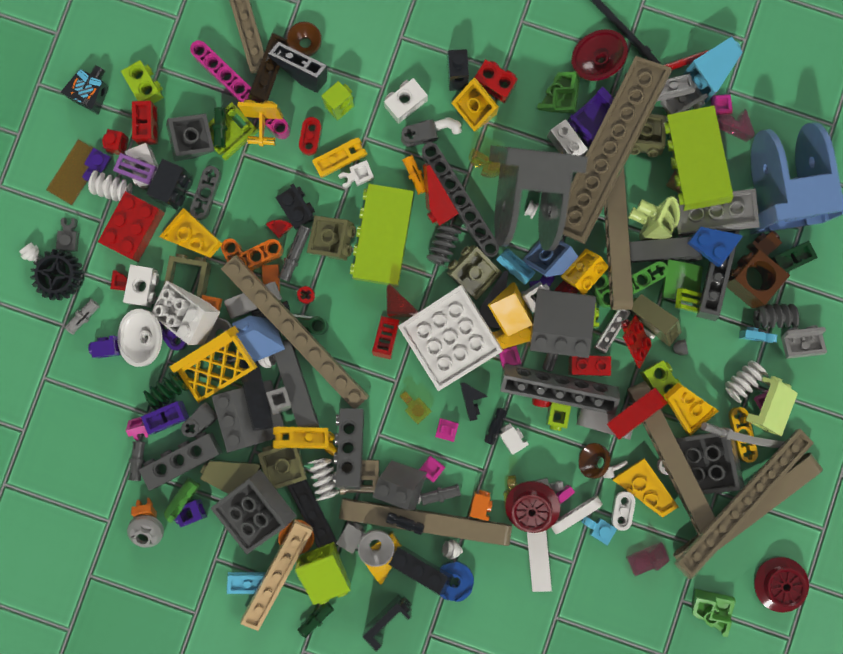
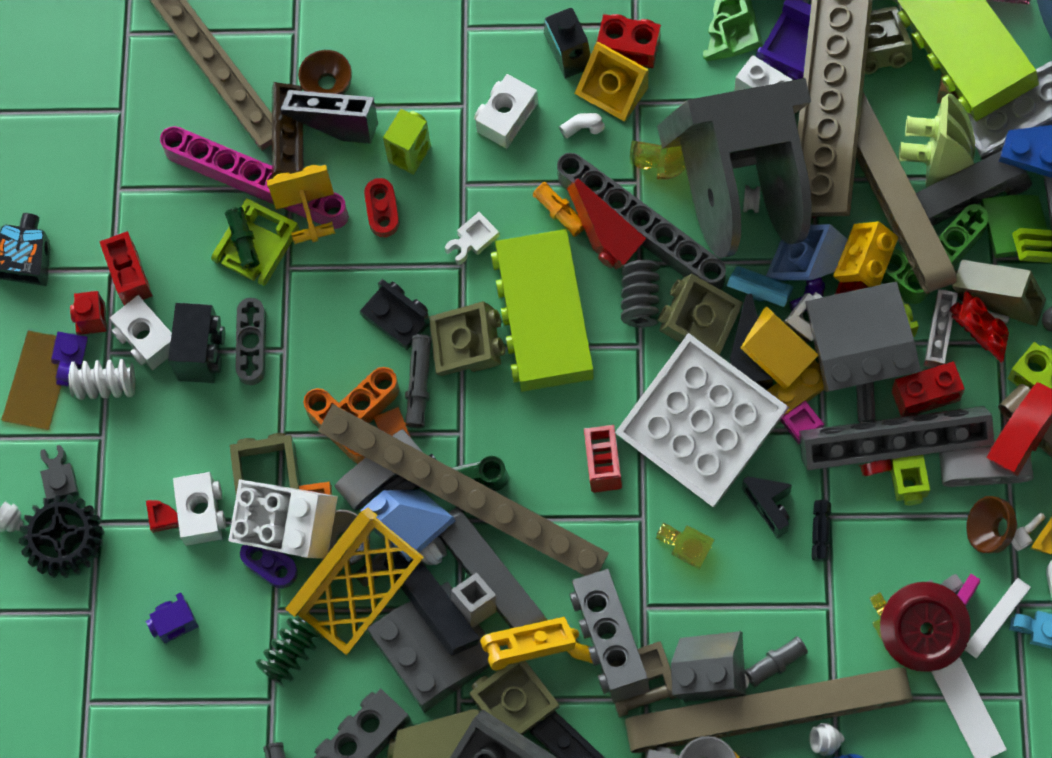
camera: 15 degrees left, 15 degrees down
(81, 316) = (119, 586): light grey pin -> none
(131, 226) = (155, 426): red brick -> none
(136, 427) = (263, 721): dark pink tile -> none
(139, 337) = (211, 582): white dish -> none
(141, 84) = (99, 220): lime brick -> none
(150, 174) = (161, 338): medium lavender tile -> none
(165, 417) = (304, 689): dark purple brick -> none
(189, 136) = (200, 266): dark grey slope -> none
(191, 234) = (251, 405): yellow wing -> none
(201, 418) = (361, 675): dark grey piece -> none
(279, 227) = (380, 353): red tile -> none
(306, 289) = (460, 445): red bush -> none
(323, 478) = (584, 698): white piece -> none
(339, 157) = (436, 223): yellow plate -> none
(397, 305) = (606, 397): clear red slope -> none
(405, 523) = (738, 716): black axle -> none
(422, 133) = (543, 150): dark grey piece -> none
(432, 468) = (751, 626): dark pink tile -> none
(446, 430) = (748, 562): dark pink tile -> none
(481, 505) = (844, 654): orange brick -> none
(512, 438) = (854, 538): white brick -> none

